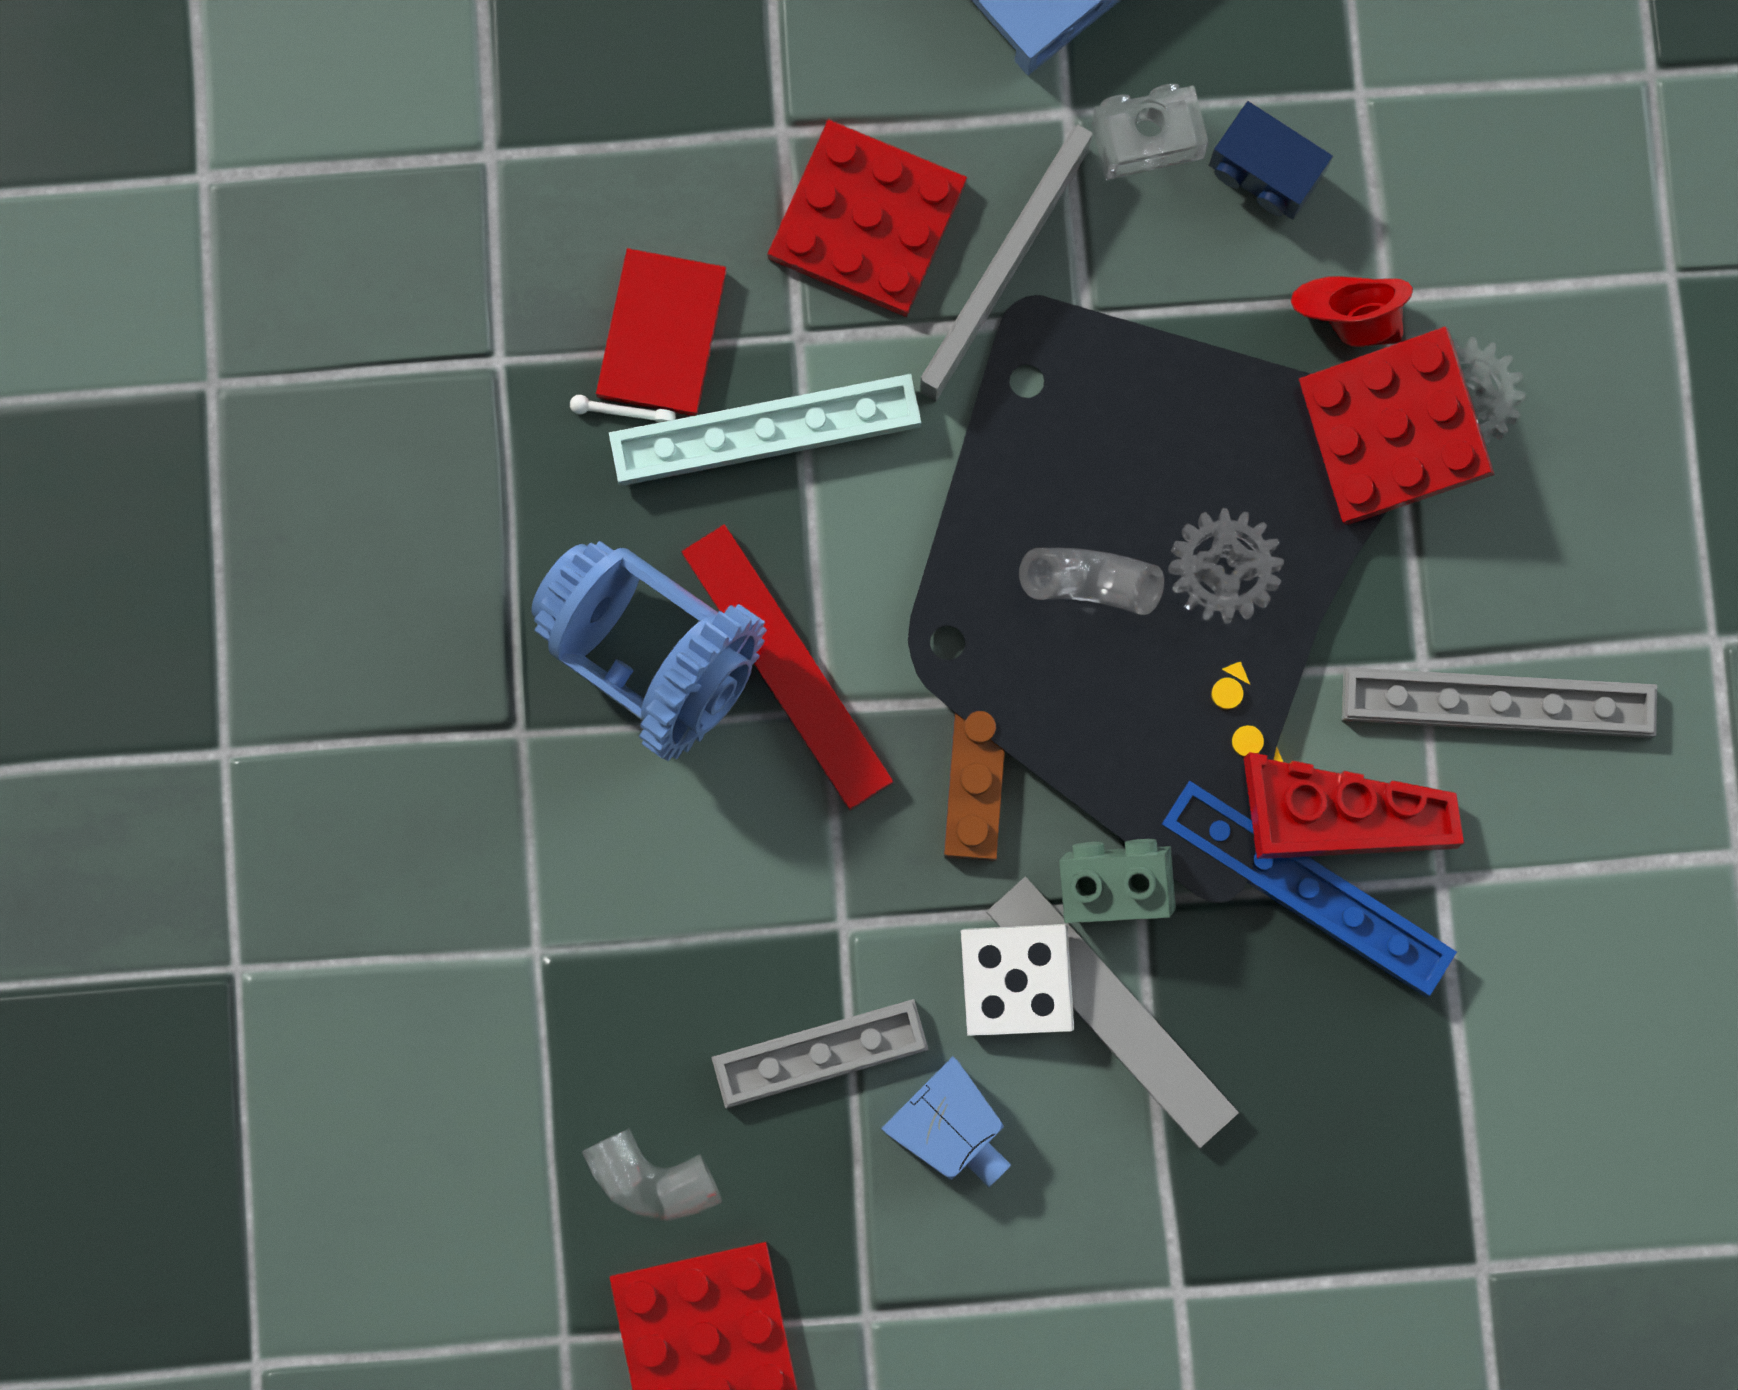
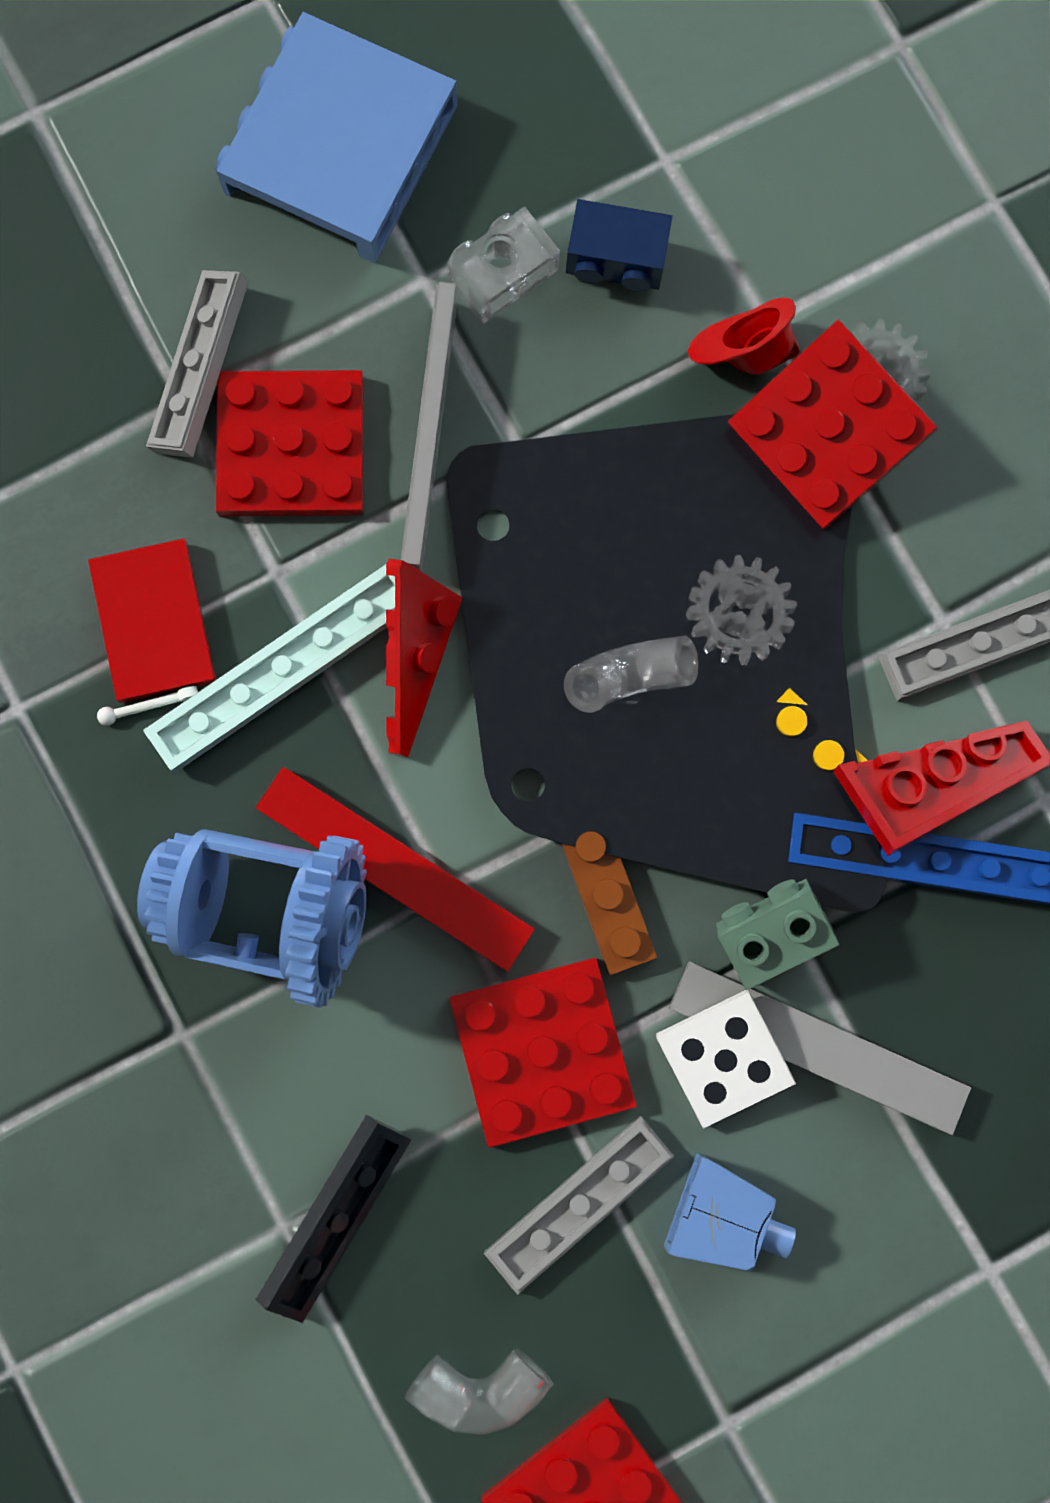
camera: 30 degrees left, 0 degrees up
(587, 962) = (333, 1220): none -> black plate
(812, 102) = (197, 363): none -> light grey tile
(848, 898) = (542, 1052): none -> red plate
(900, 464) = (415, 647): none -> red wing

